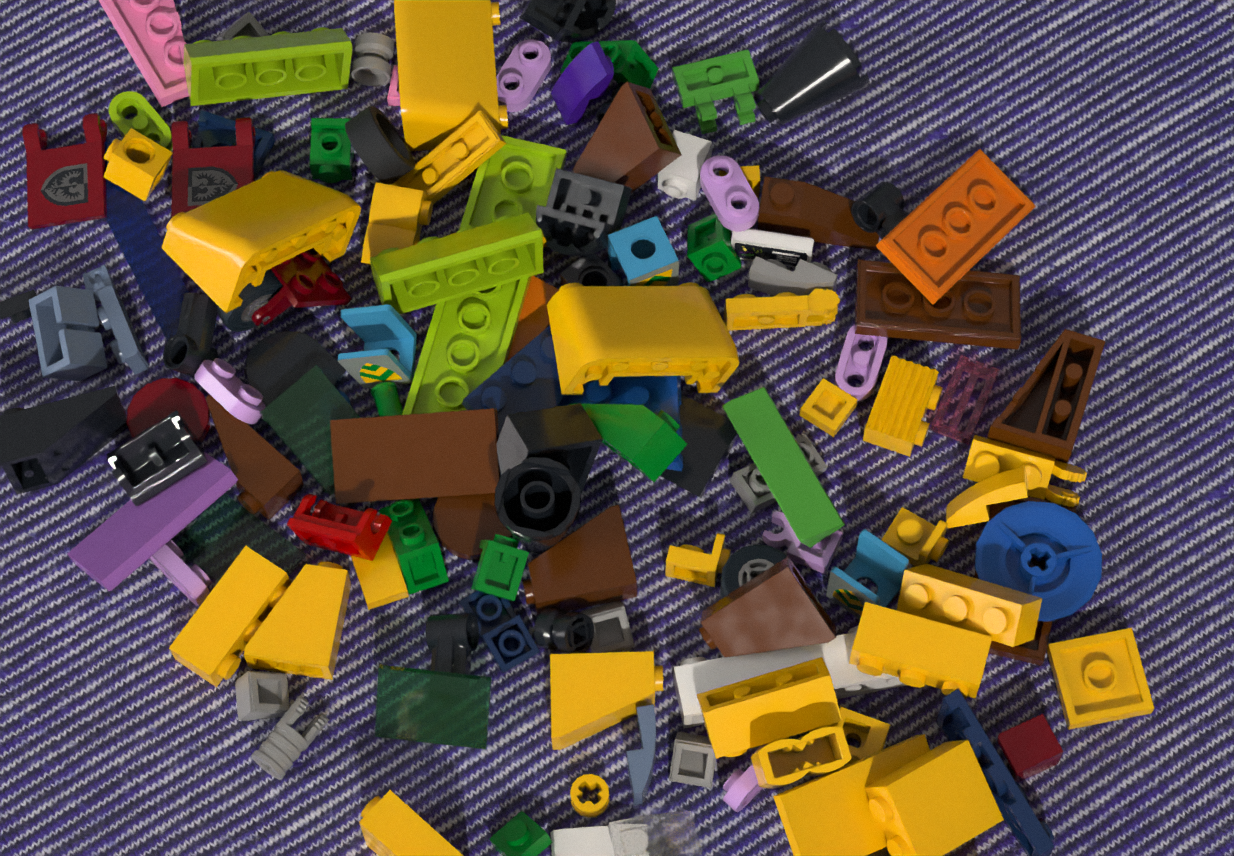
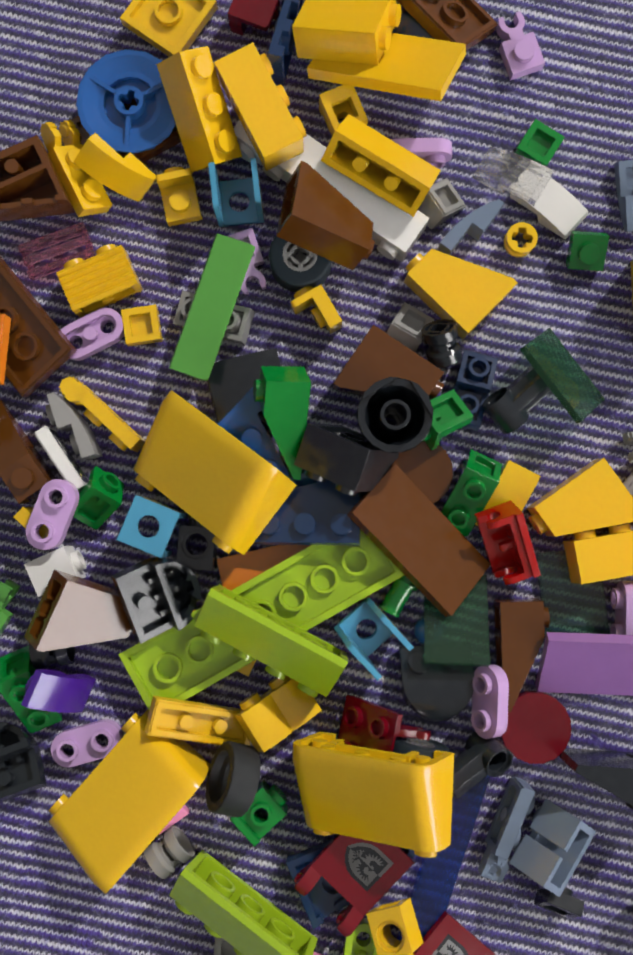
camera: 135 degrees left, 20 degrees up
(156, 458) = (576, 701): black hinge -> none
(792, 759) = (398, 110): yellow brick -> none

